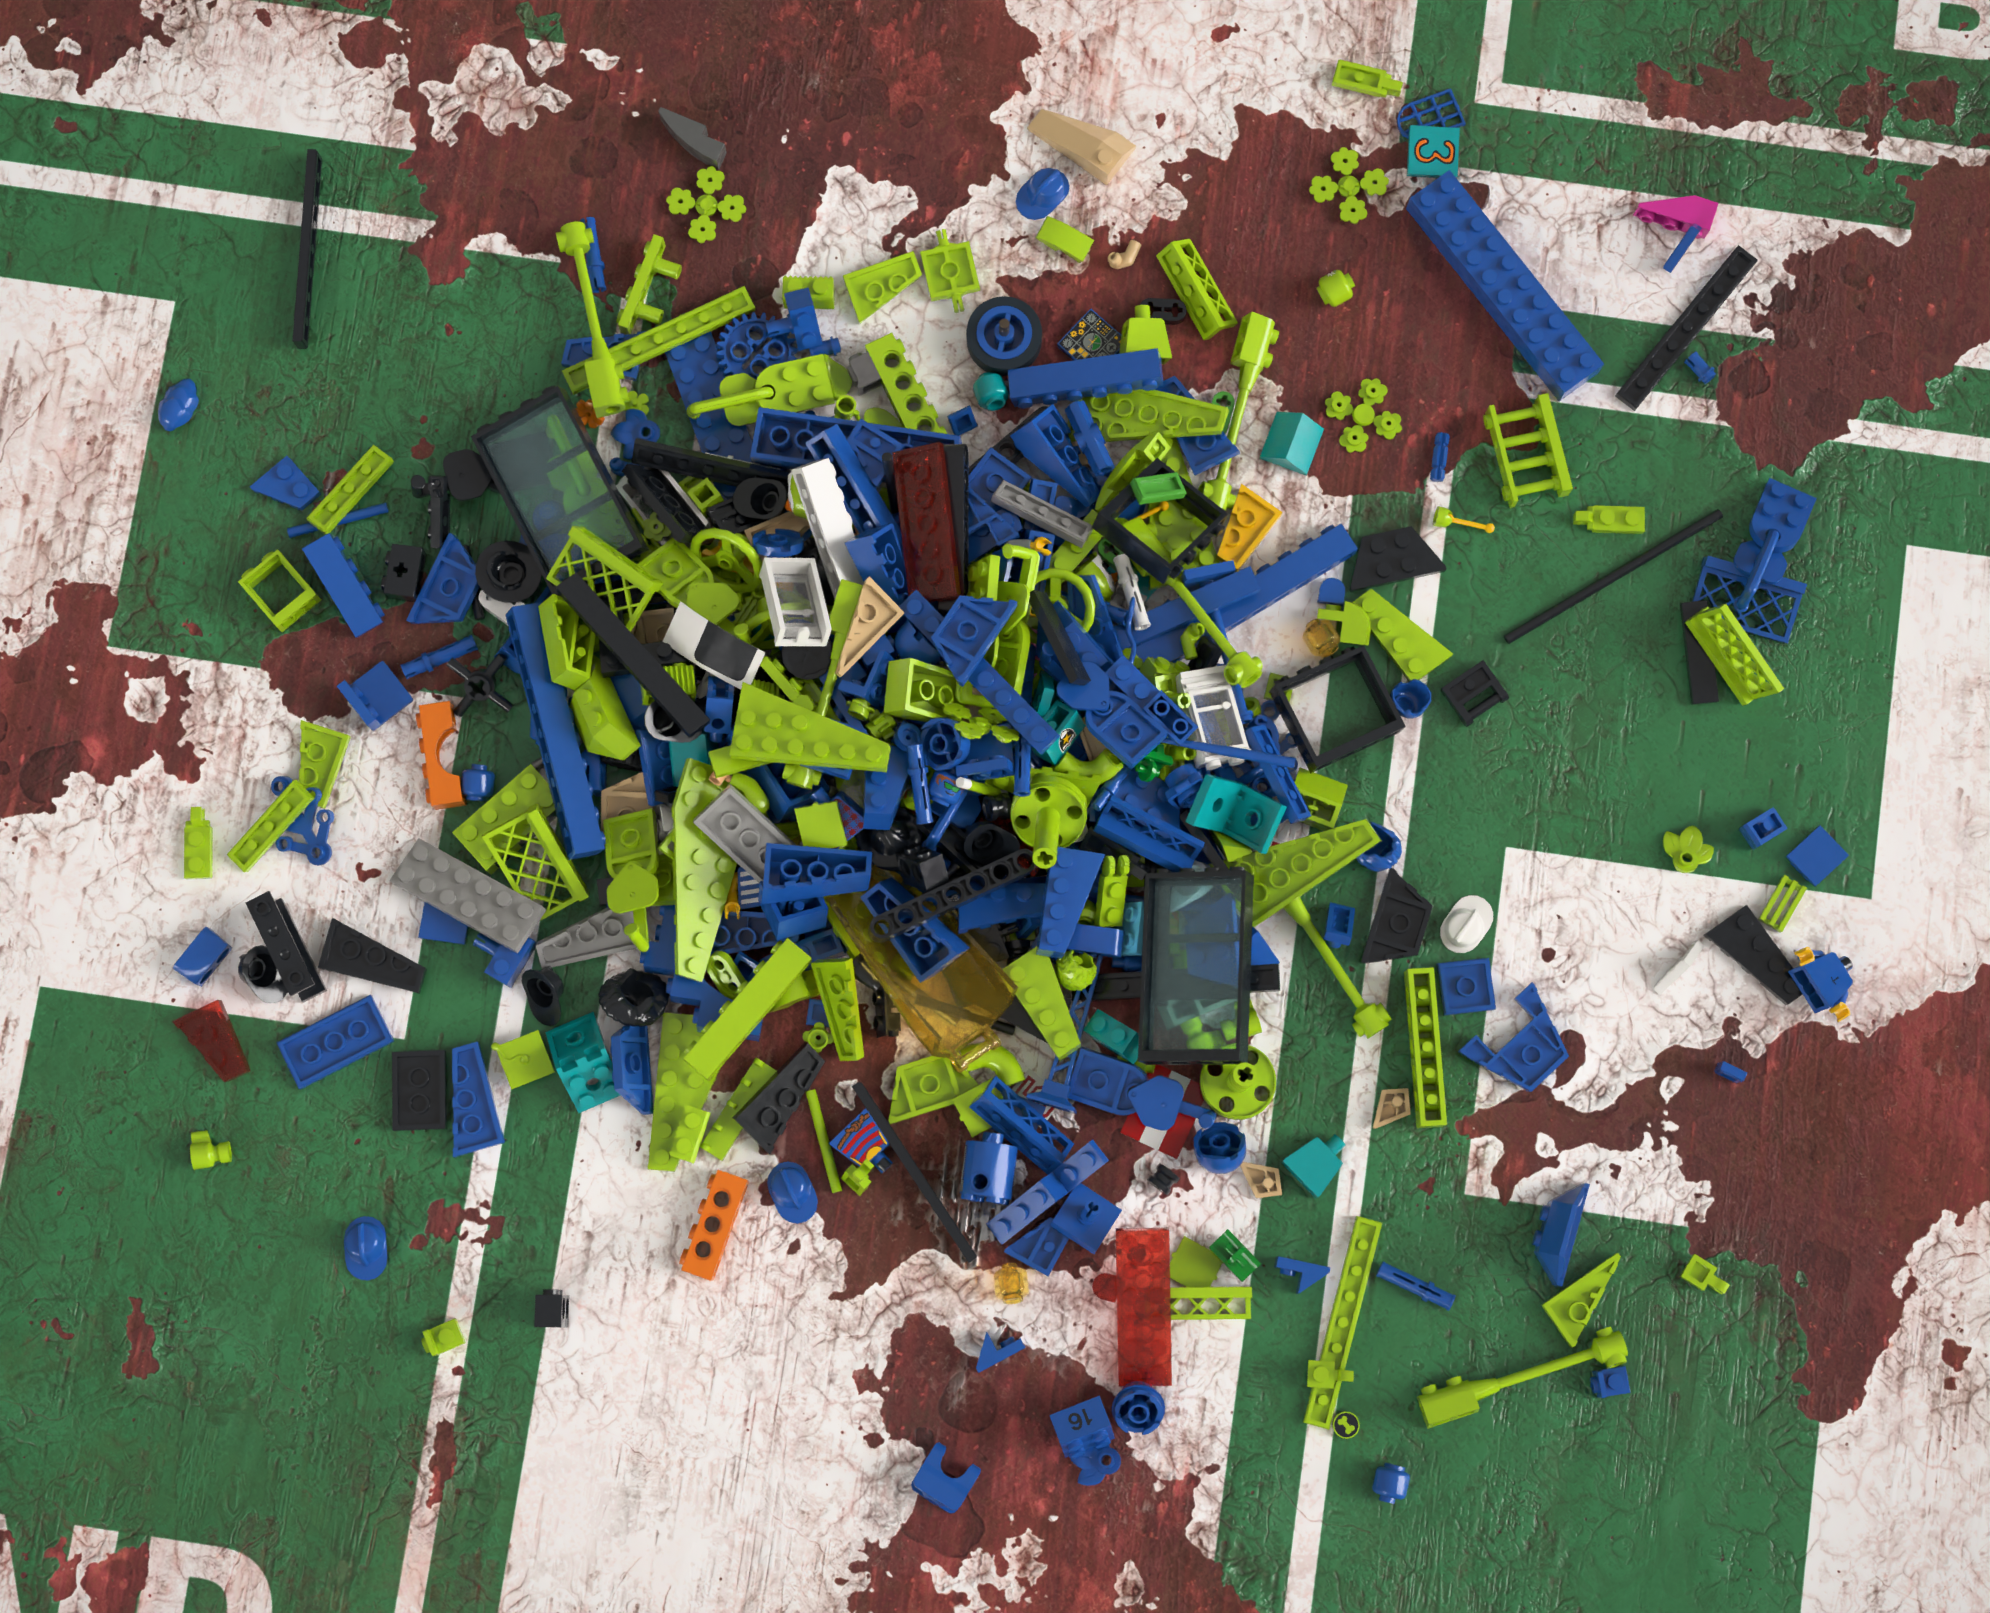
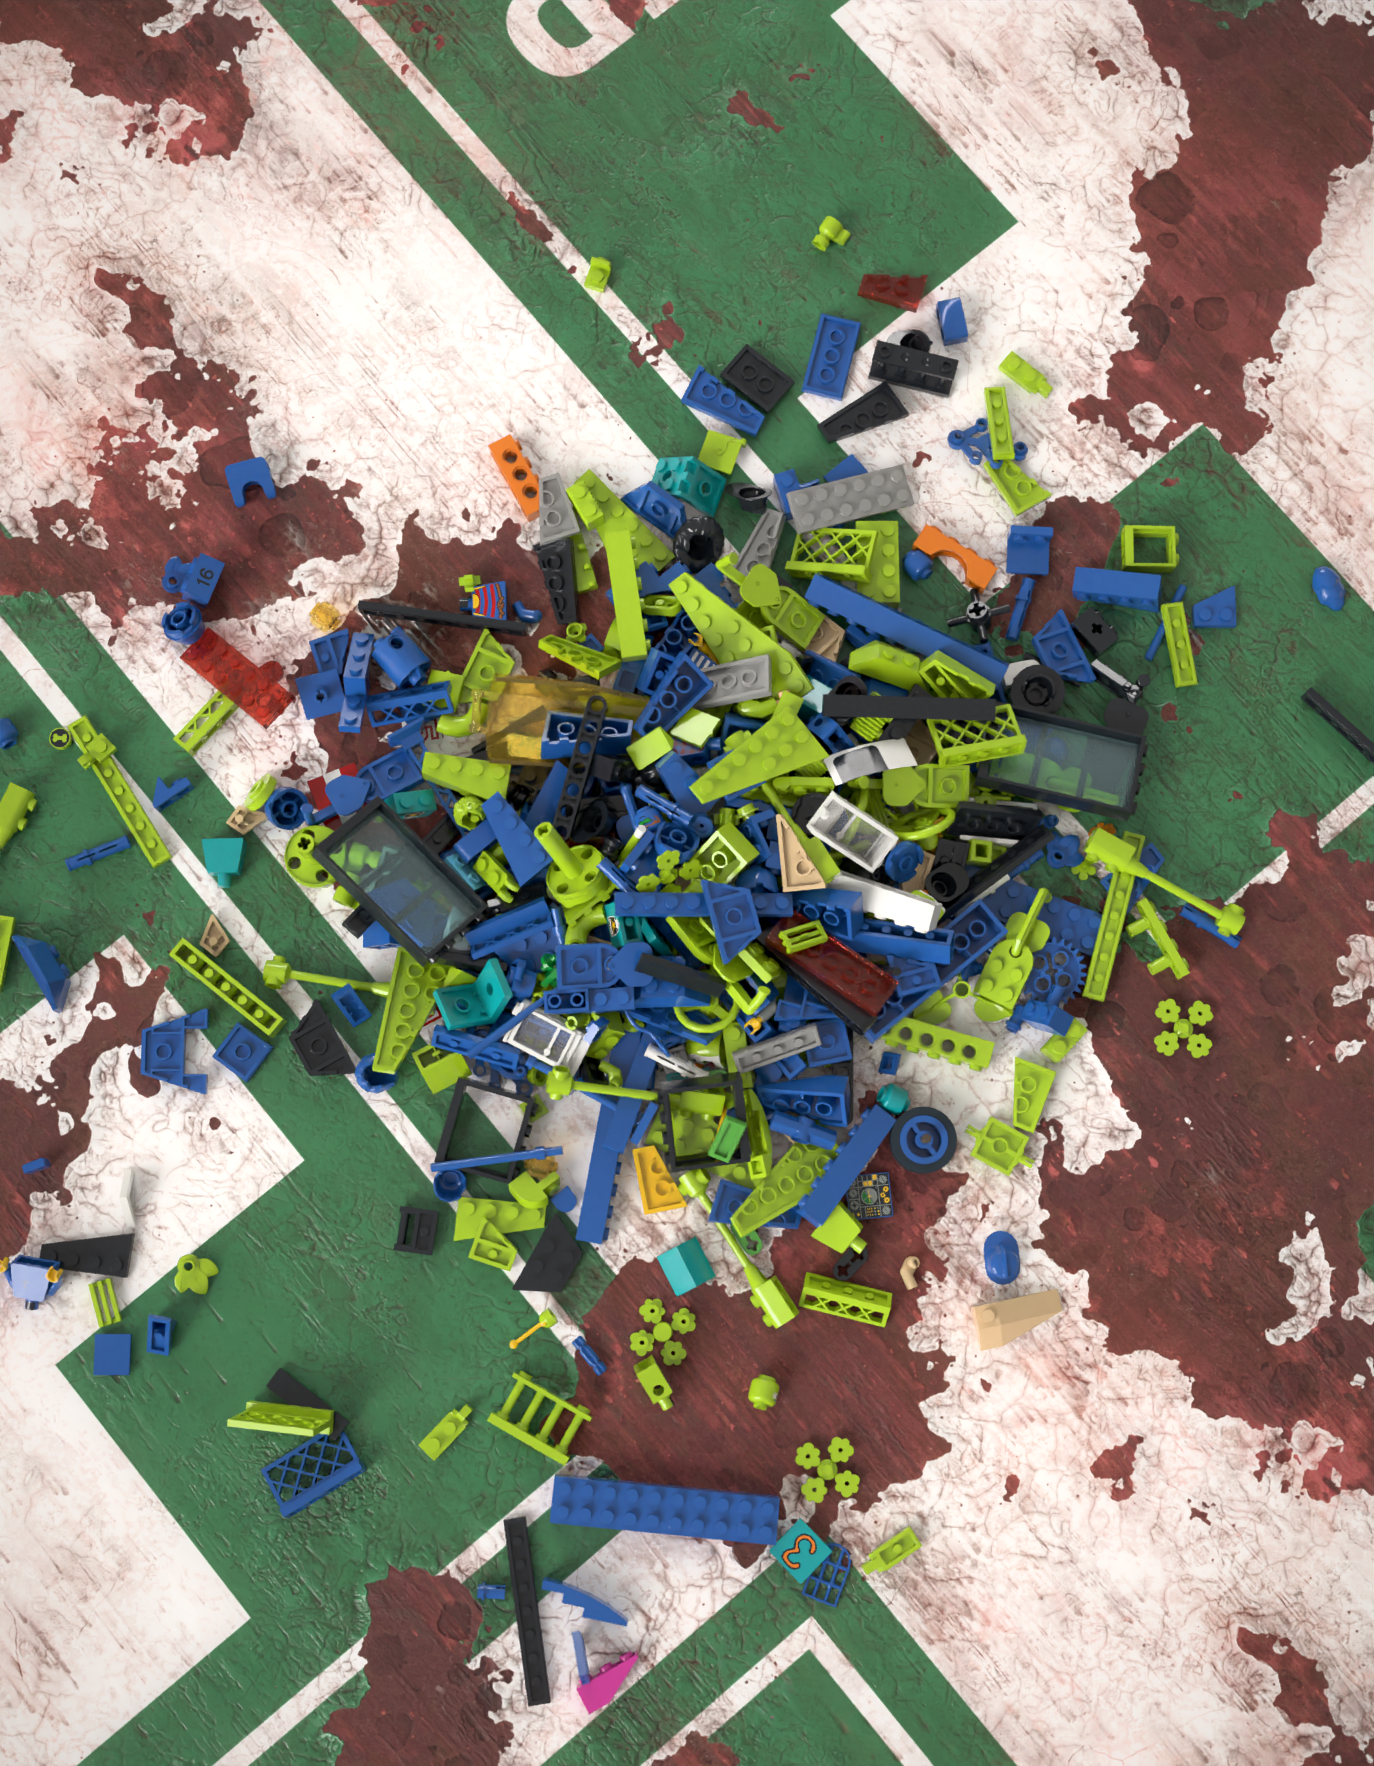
camera: 130 degrees right, 0 degrees up
(365, 1248) = (692, 276): blue piece -> none
(551, 1309) = (555, 342): black brick -> none
(694, 138) = (1237, 1058): dark grey slope -> none
(720, 1156) = (555, 511): none -> light grey wing
(792, 1192) = (498, 540): blue piece -> none
(823, 1141) = (512, 584): lime bar -> none
(842, 1099) = (526, 616): none -> blue arm
(863, 373) = (978, 1027): flat silver window -> none
(876, 848) = (650, 747): none -> lime slope
(946, 571) = (805, 944): none -> lime tile
(991, 1356) = (293, 570): blue slope -> none
(1064, 238) = (956, 1242): lime slope -> none
(1163, 1179) = (301, 760): black wheel -> none
(1170, 675) = (595, 1030): none -> blue plate
(1194, 1264) = (236, 735): lime piece -> none
(1227, 1184) = (260, 792): none -> lime piece
(1234, 1255) = (216, 760): green hips -> none
(1314, 640) = (539, 1153): none -> blue bar
(1411, 383) = (650, 1376): none -> lime torso
(1428, 615) = (492, 1247): none -> lime wing
(1466, 924) = (280, 1089): white piece -> none
(1613, 576) = (408, 1398): black piece -> none
(1634, 276) = (593, 1606): none -> blue slope
(1782, 516) = (343, 1545): blue plate -> none

